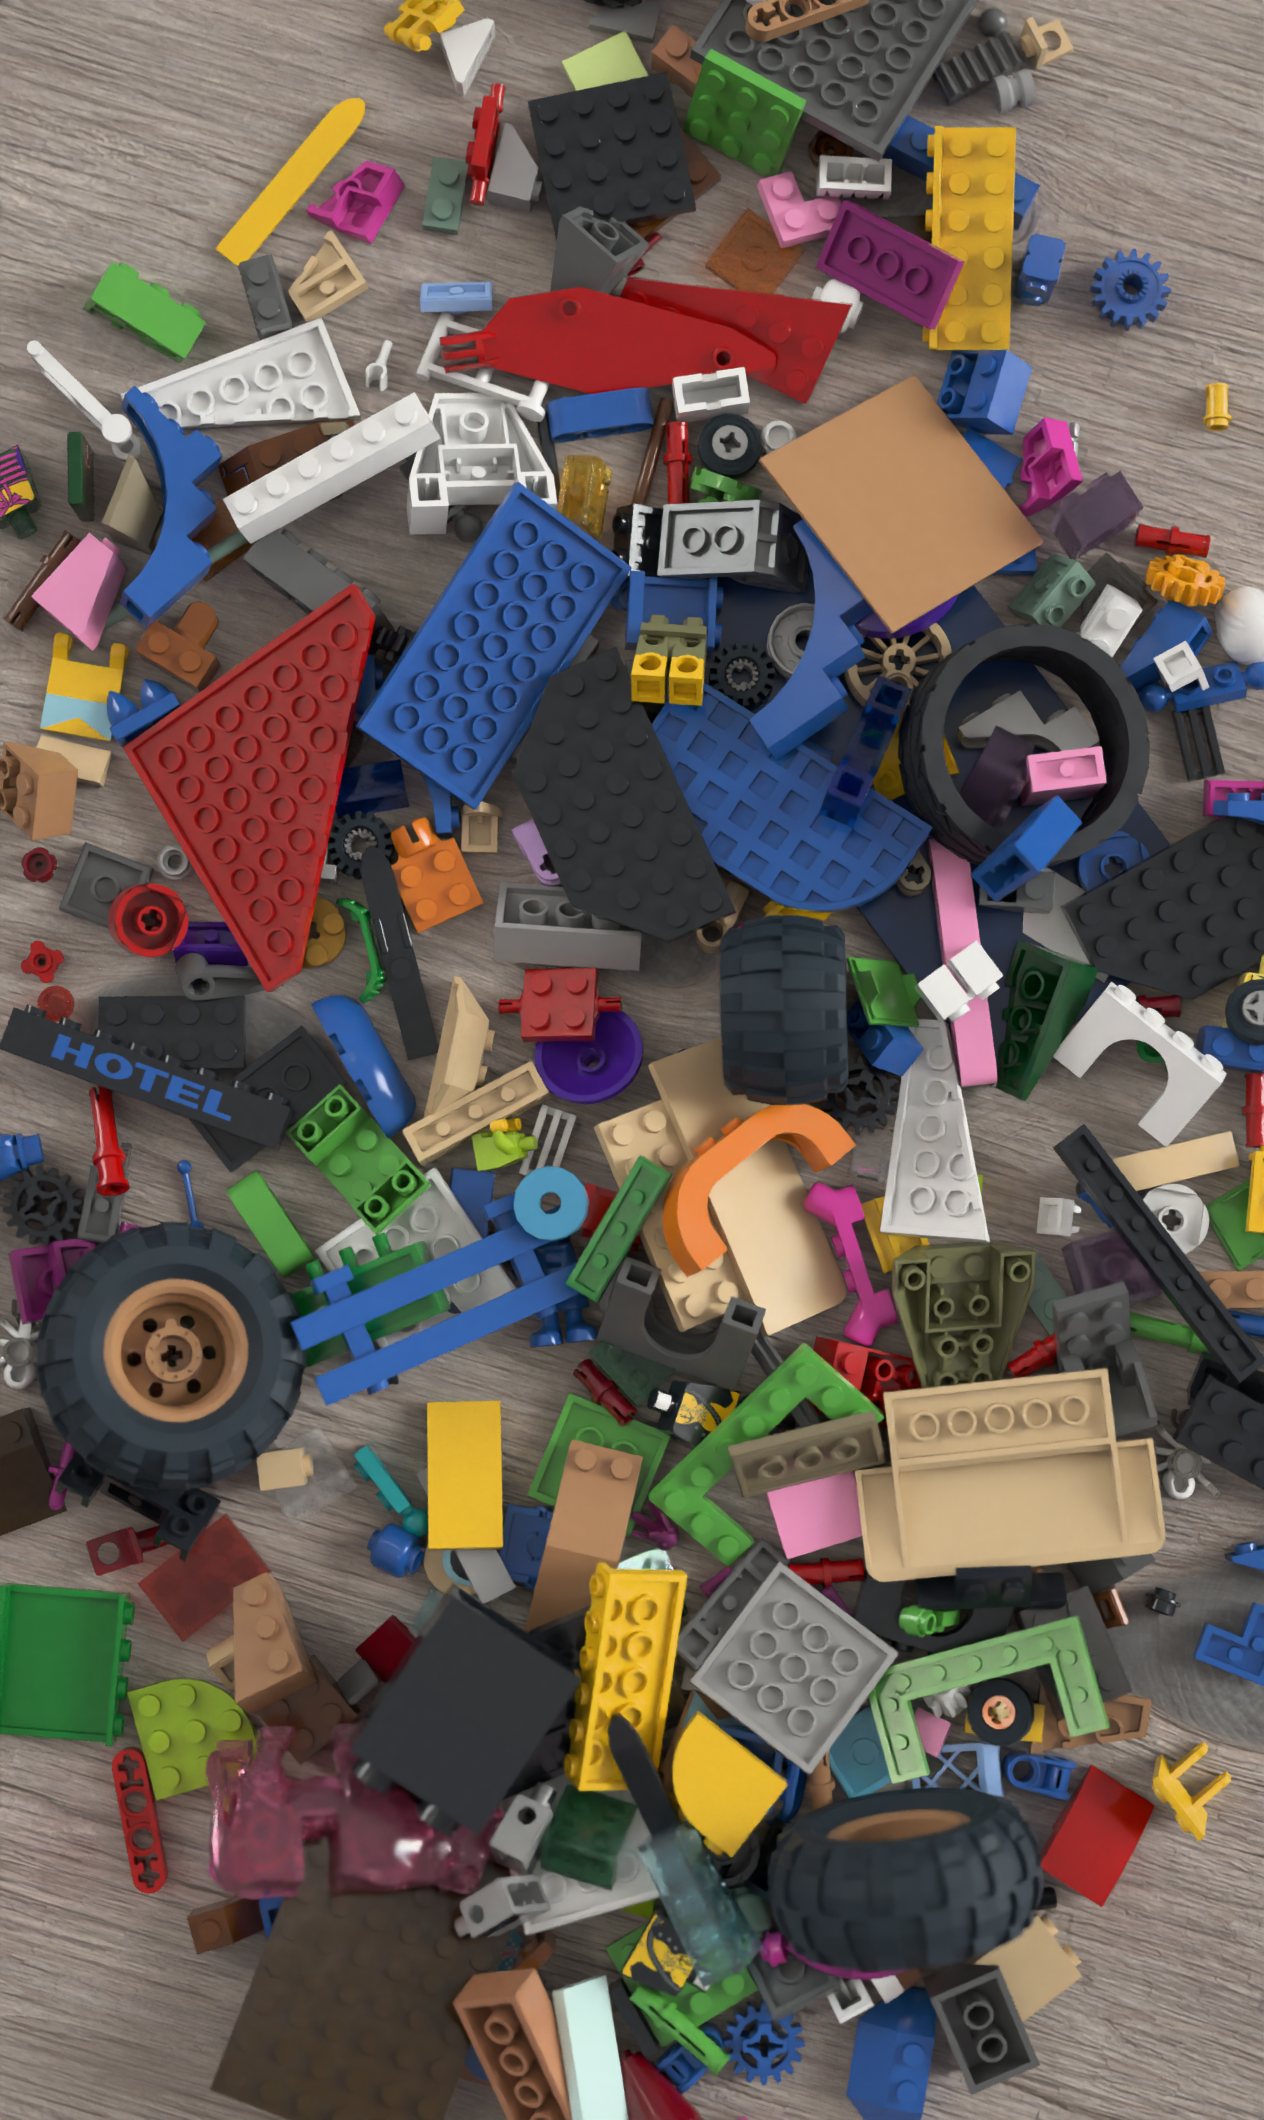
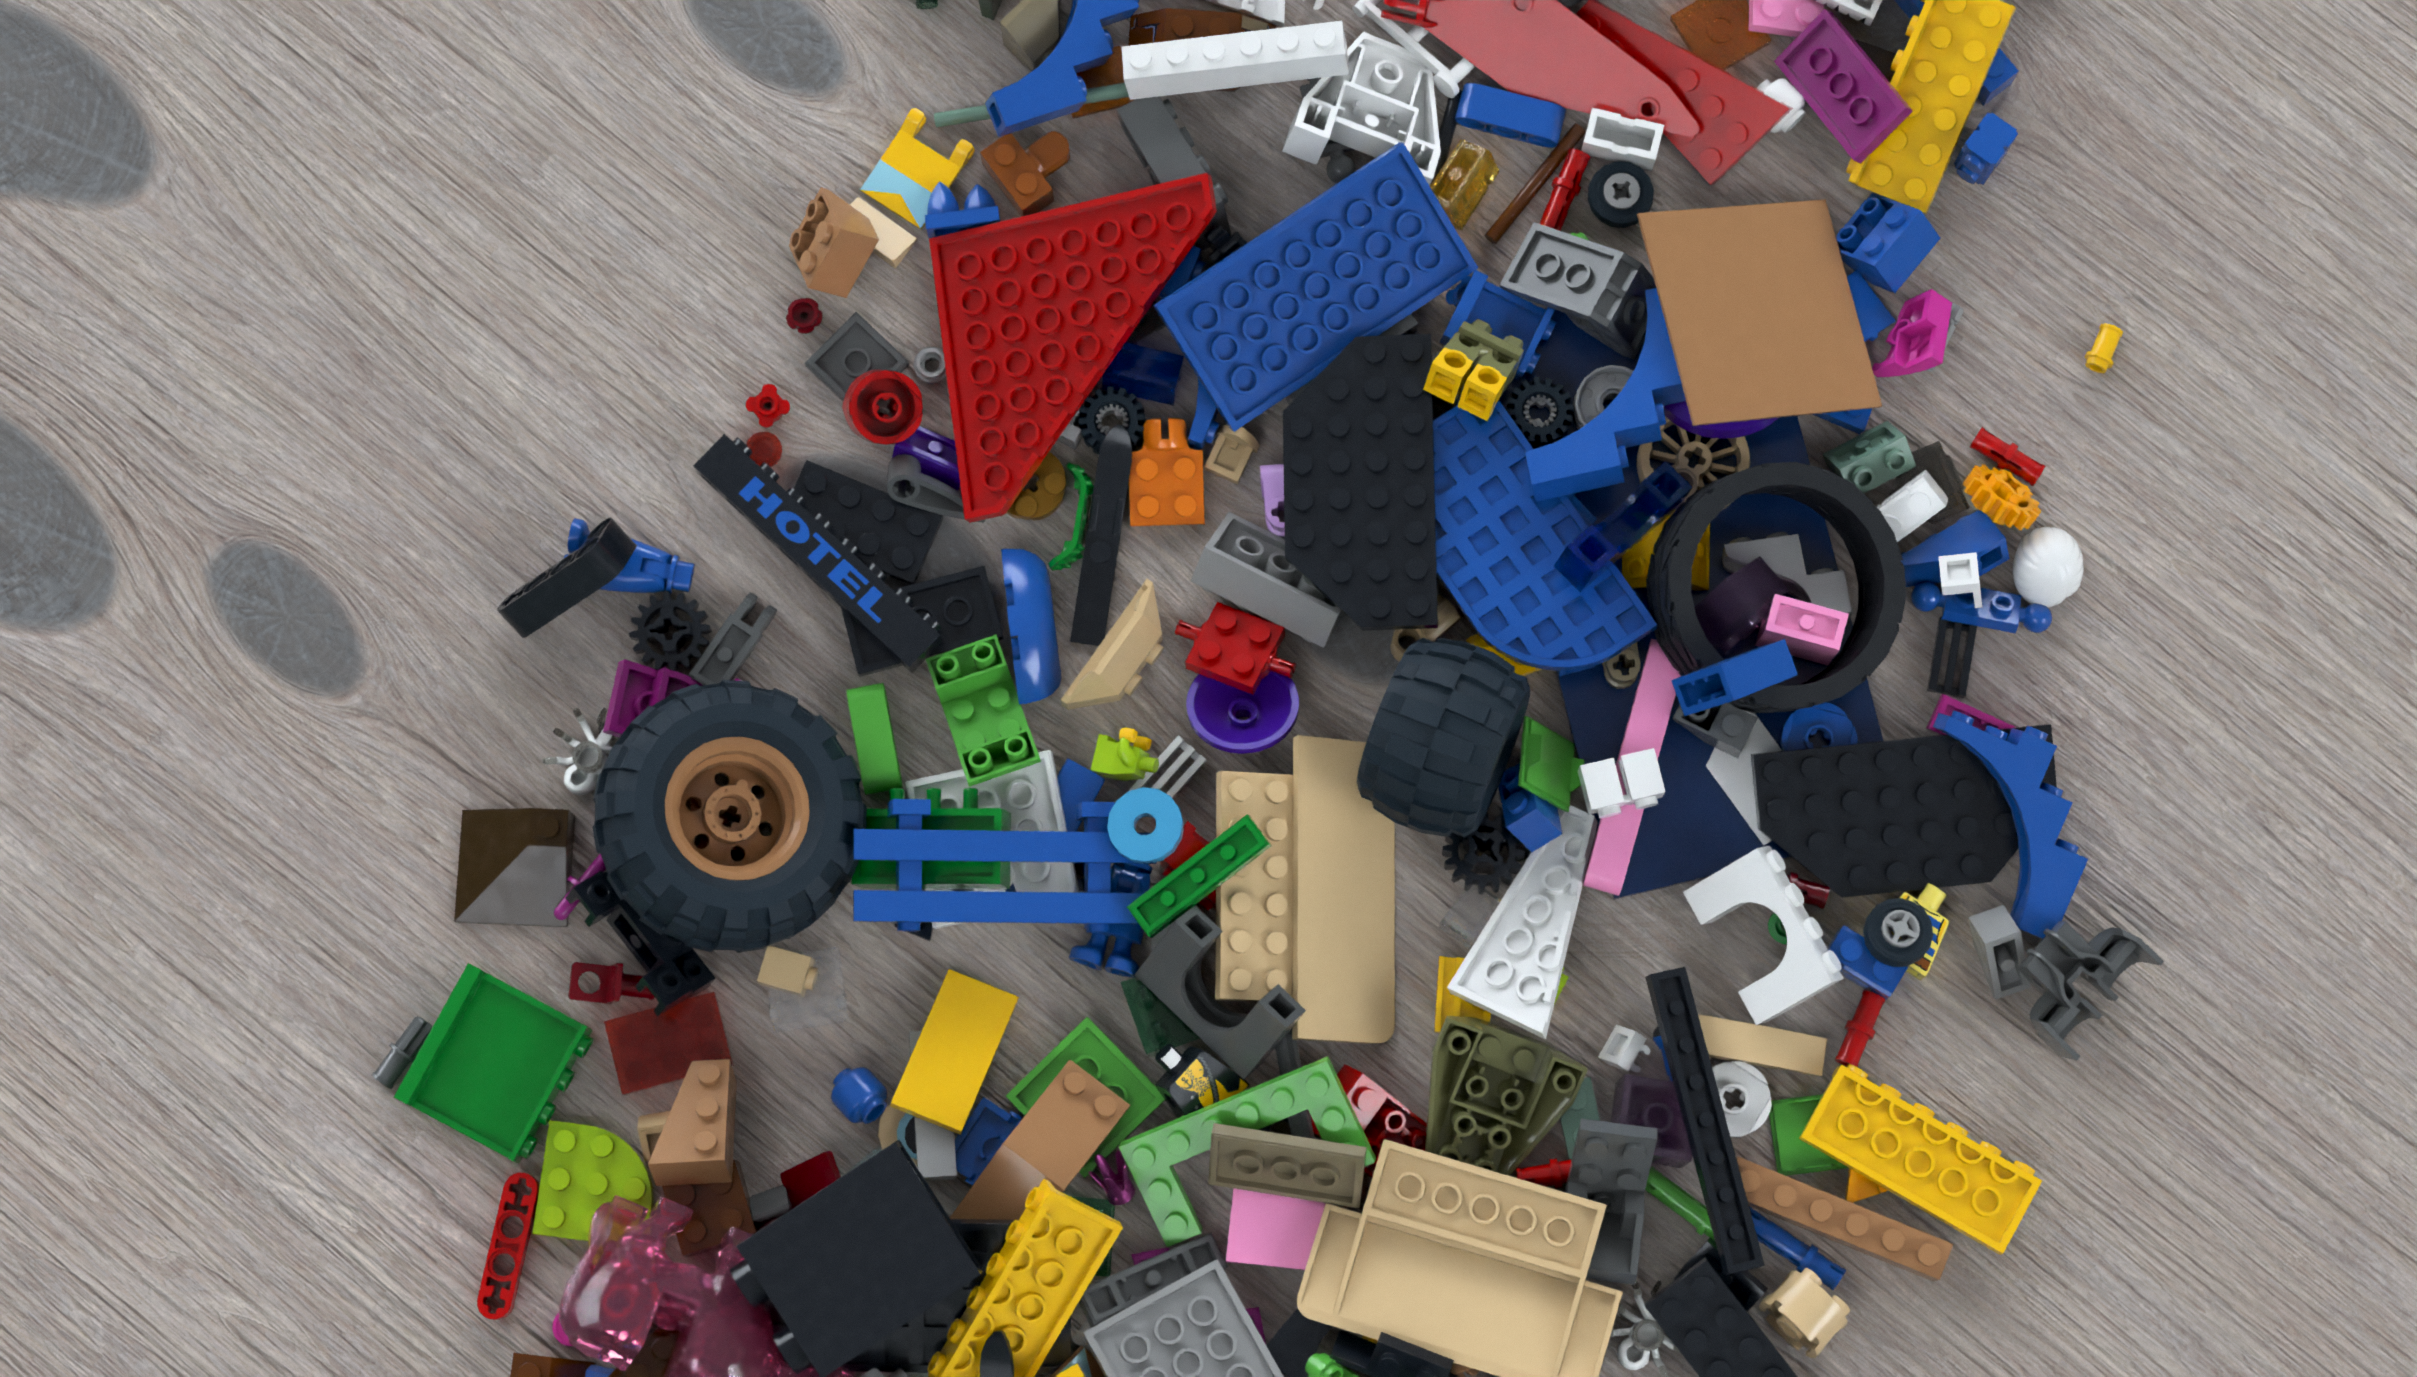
camera: 30 degrees right, 5 degrees down
(25, 605) = (920, 56): reddish brown pin -> none
(84, 589) = (956, 77): bright pink slope -> none
(109, 1156) = (751, 609): red pin -> none
(184, 1168) = (816, 653): blue hinge -> none
(391, 1494) = (877, 1040): teal plate -> none
(473, 1113) = (1083, 719): tan fence -> none
(605, 1392) = (1121, 1030): dark red pin -> none
(638, 537) = (1497, 243): black bracket -> none
(685, 1212) = (1265, 892): orange arch -> none
(717, 485) = (1596, 228): bright green plate -> none
(776, 435) = (1670, 200): white plate -> none
(829, 1572) = (1262, 1294): red pin -> none
(873, 1309) = (1420, 955): dark pink plate -> none
(1042, 1007) = (1696, 841): dark green wedge -> none
(1095, 515) = (1941, 400): clear purple brick -> none
(1126, 308) = (2076, 188): blue gear -> none

